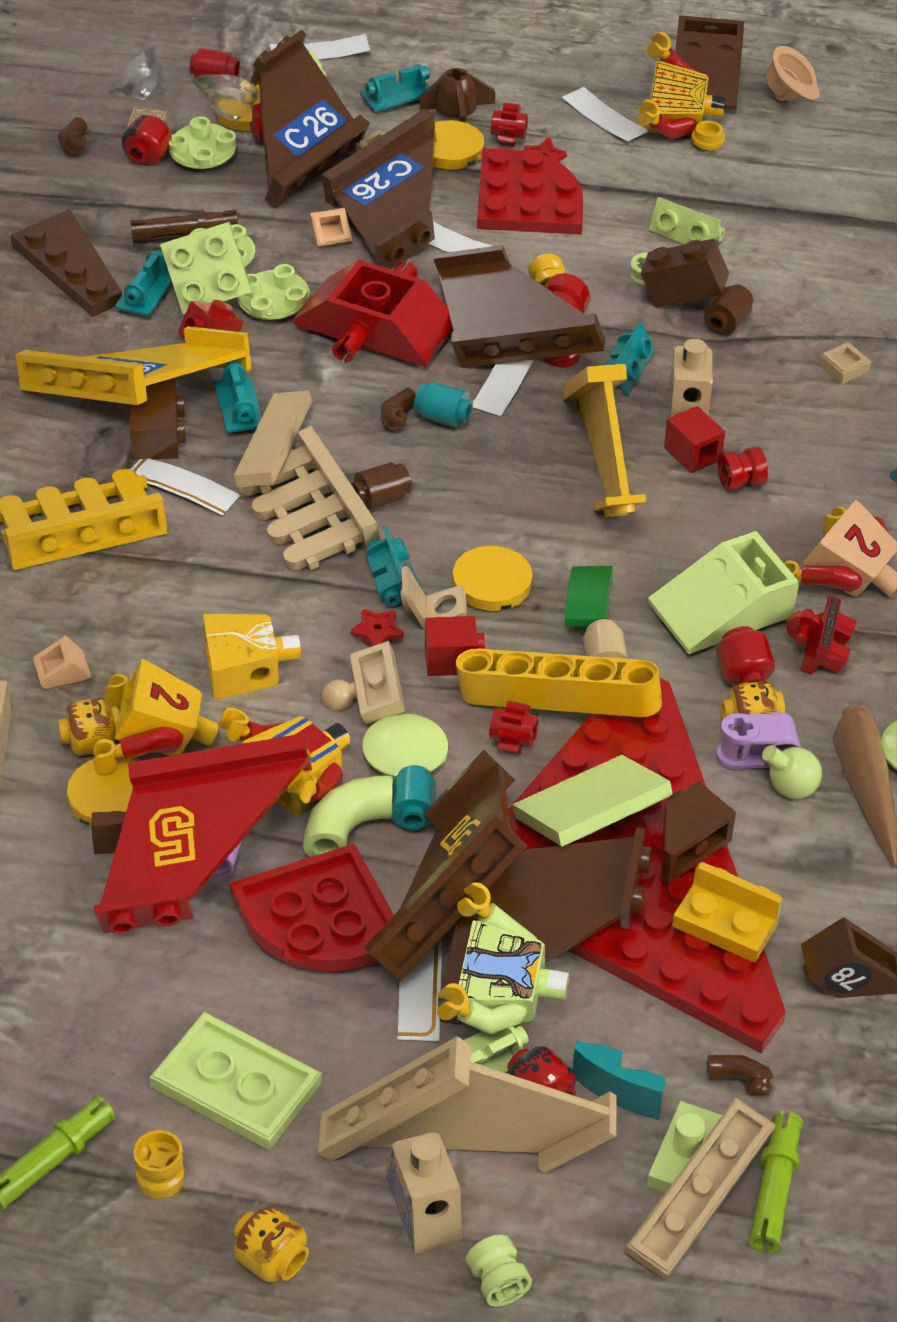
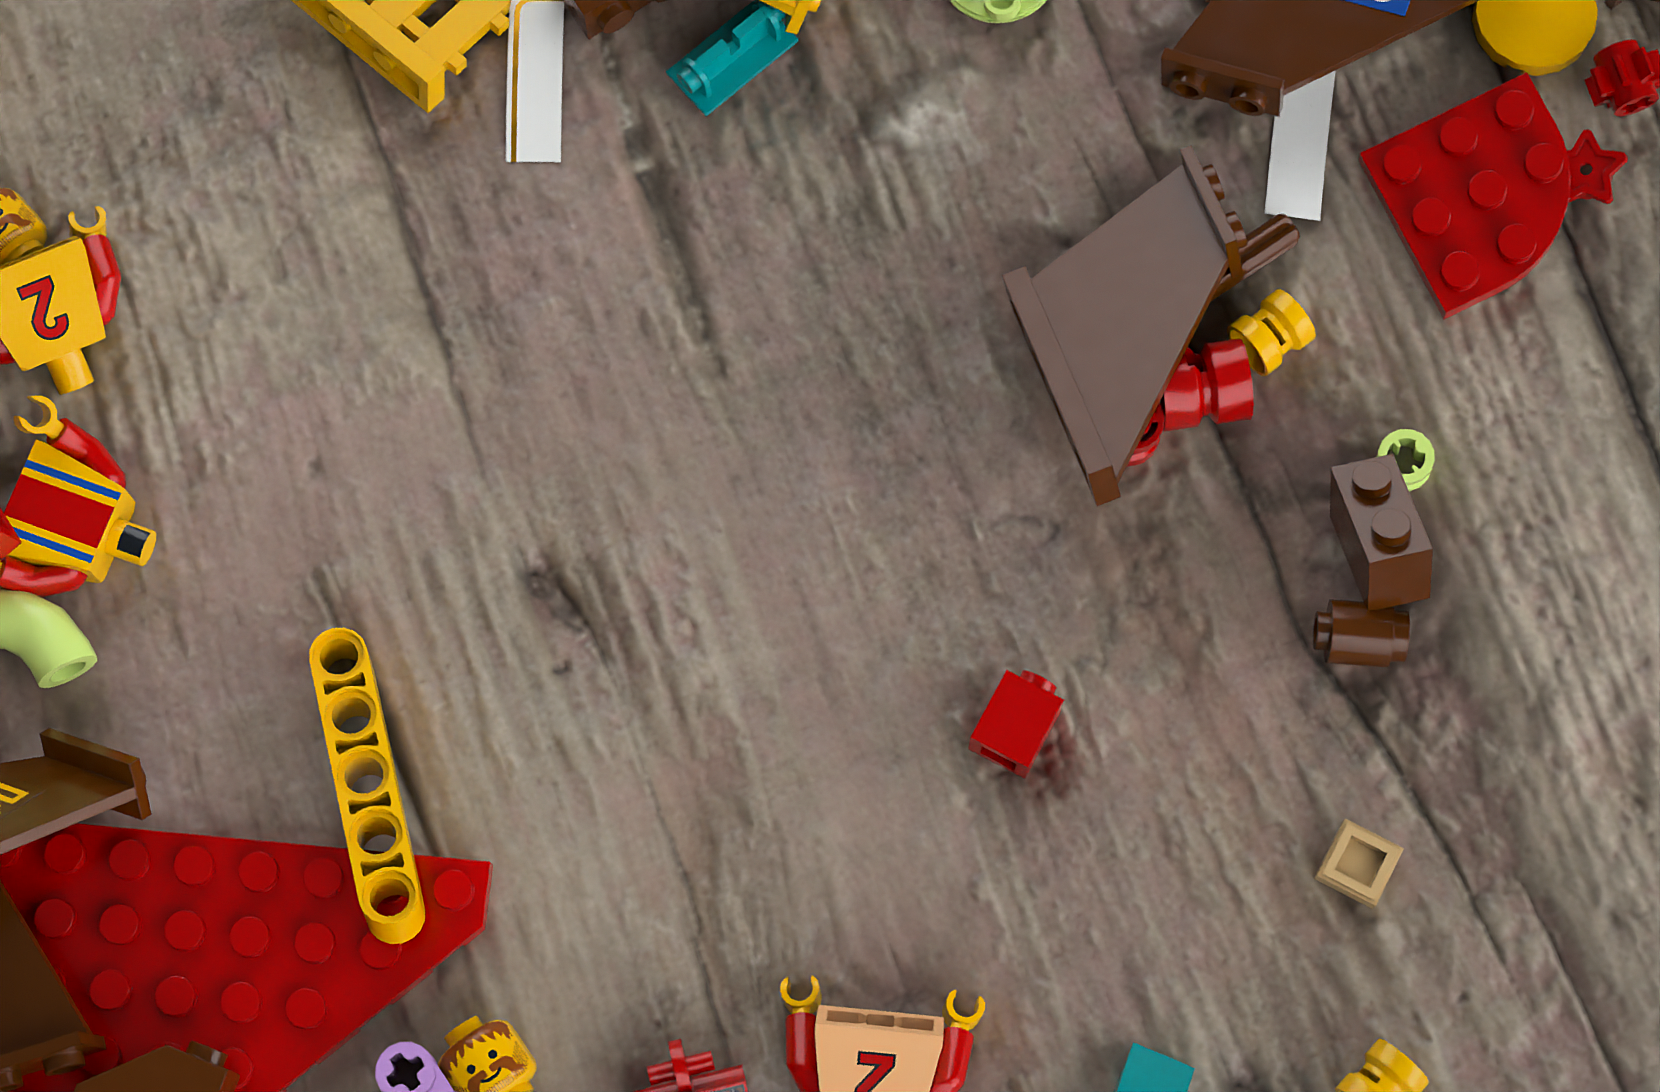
camera: 65 degrees right, 30 degrees up
(61, 664) = (106, 132): light nougat slope -> none
(244, 652) = (227, 343): yellow torso -> none
(273, 439) = (666, 145): tan tile -> none
(341, 503) = (605, 285): tan fence -> none
(370, 621) = (385, 502): red plate -> none
(374, 685) = (262, 537): tan plate -> none
(380, 312) = (1024, 188): red slope -> none
(382, 484) = (658, 339): reddish brown brick -> none
(388, 558) = (525, 429): teal hinge -> none
(393, 409) = (842, 269): reddish brown arm -> none
(404, 742) = (183, 637): yellowish green dish -> none
(411, 796) = (83, 698): teal brick -> none
(425, 606) = (453, 516): tan bracket -> none
(443, 404) = (883, 332): teal brick -> none
(447, 640) = (388, 603): red brick -> none
(493, 577) = (569, 583): yellow tile -> none
(501, 386) = (987, 388): white sticker -> none
(513, 727) = (271, 763): red gear -> none
(588, 595) = (589, 733): green slope -> none
(592, 800) = (148, 940): yellowish green tile -> none
(597, 404) = (936, 557): yellow piece -> none
(604, 639) = (491, 811): tan brick -> none
(634, 351) = (1181, 539): teal hinge -> none
(684, 223) = (1545, 443): yellowish green hinge -> none
(691, 372) = (1112, 669): tan torso -> none
(724, 590) = (685, 924): yellowish green slope -> none
(742, 468) = (985, 820): red wheel -> none
(745, 656) = (578, 1011): red head -> none

